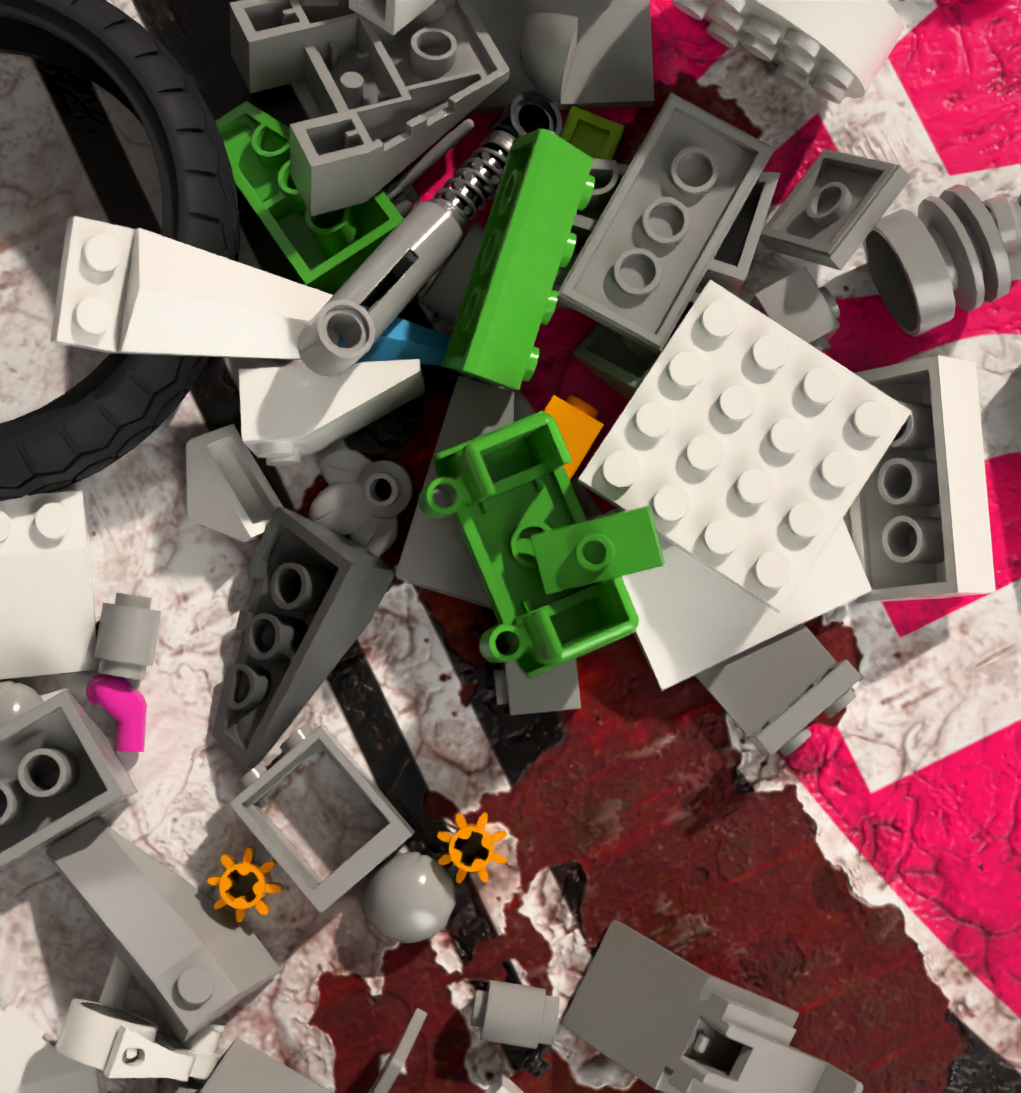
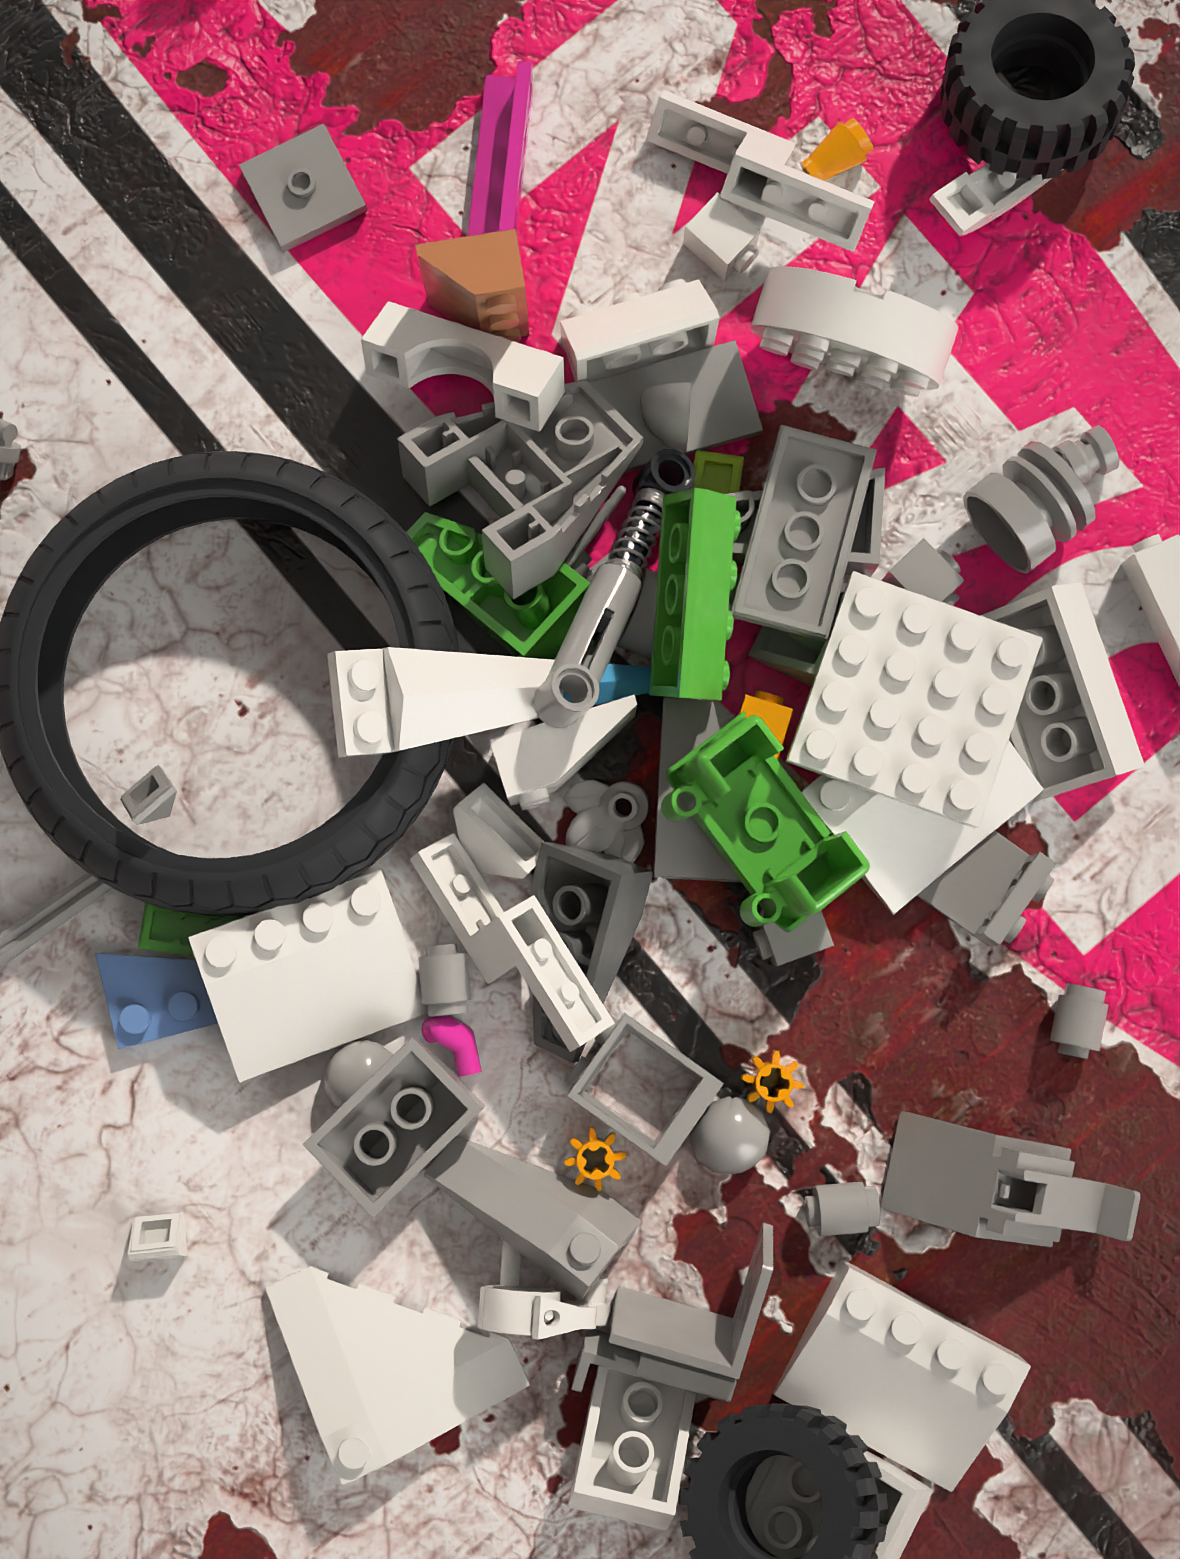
camera: 15 degrees left, 0 degrees up
(212, 610) = (512, 939): none -> white bracket
(597, 549) = (818, 814): bright green plate -> none
(834, 208) = (934, 484): light grey plate -> none
(845, 867) = (1079, 1020): none -> light grey brick

